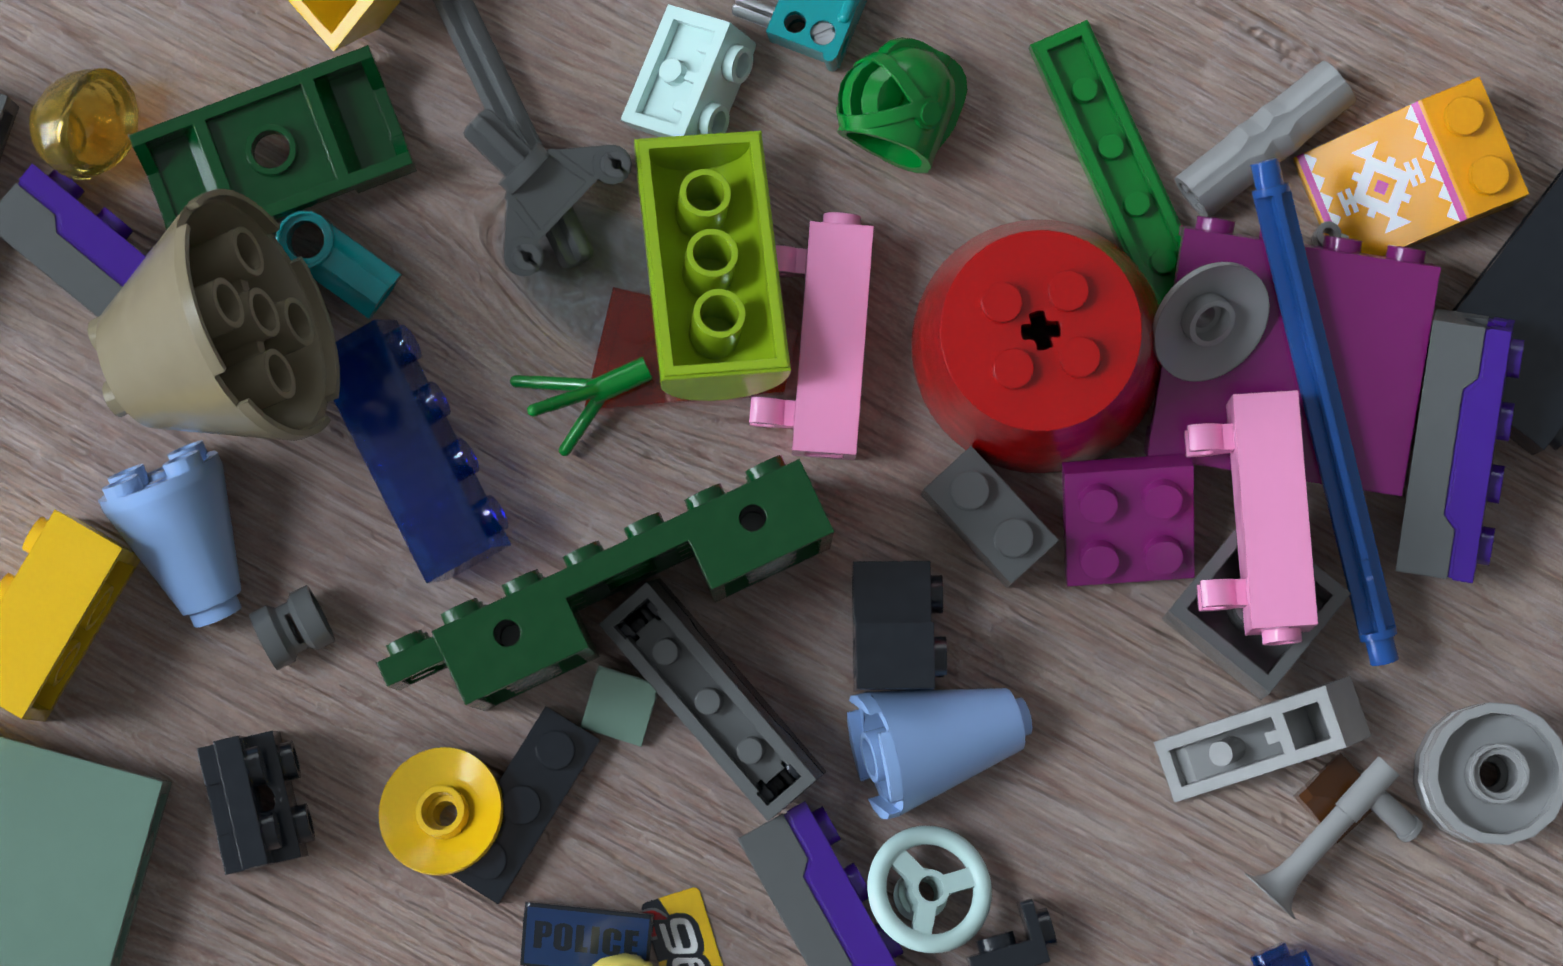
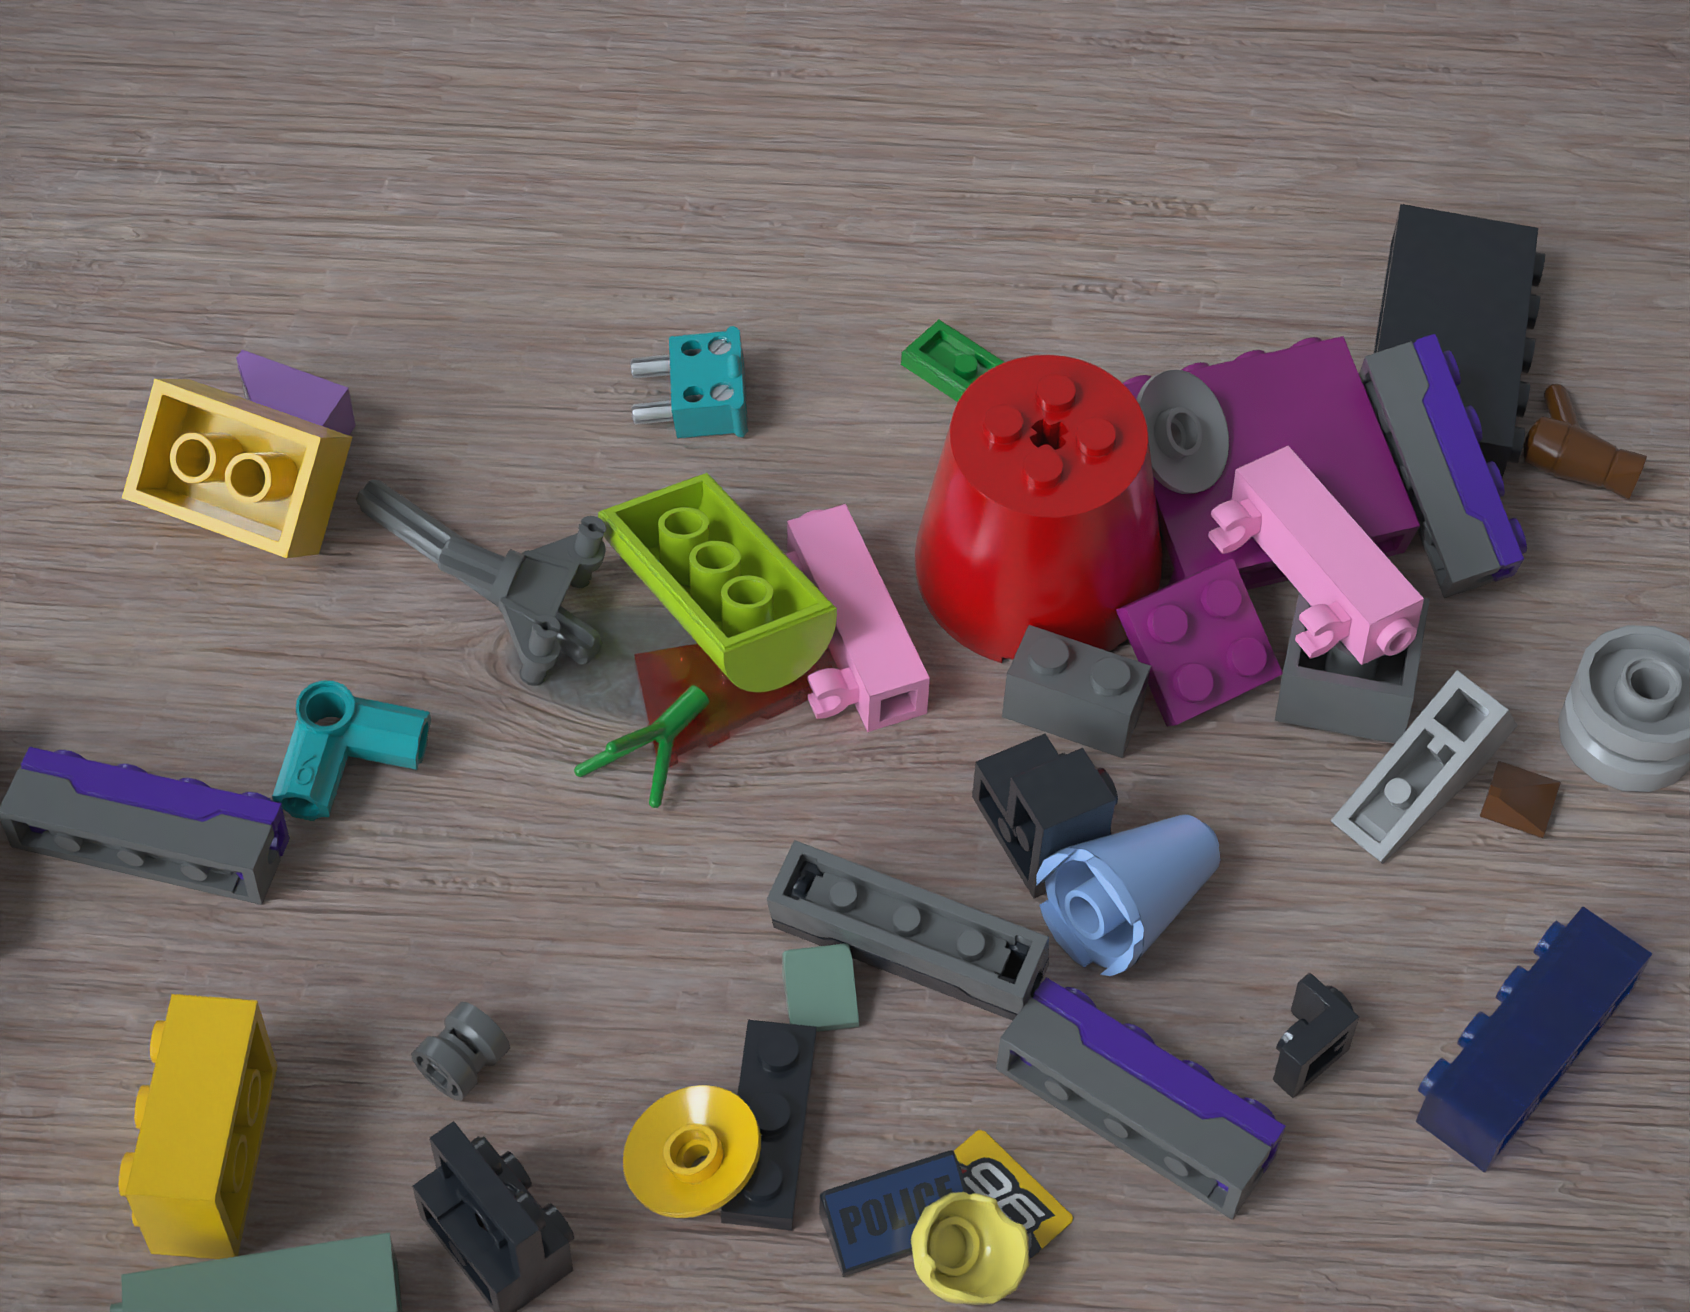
camera: 25 degrees left, 30 degrees down
(84, 122) = (67, 702): clear yellow hat -> none
(180, 530) = (311, 999): light blue cone -> none
(220, 330) = (262, 777): dark tan cone -> none
(330, 113) = (212, 705): dark green piece -> none
(415, 453) = (511, 845): clear blue brick -> none
(538, 626) = (830, 769): dark green piece -> none
(689, 76) = (618, 462): light aqua bracket -> none
(902, 103) = (816, 423): green helmet -> none
(907, 894) = (1201, 1018): light aqua piece -> none
(1270, 133) = (1146, 323): light grey axle -> none
(1324, 411) = (1278, 432): blue piece -> none
(1364, 794) = (1519, 882): light grey piece -> none
(1415, 171) = (1275, 296): light orange slope -> none

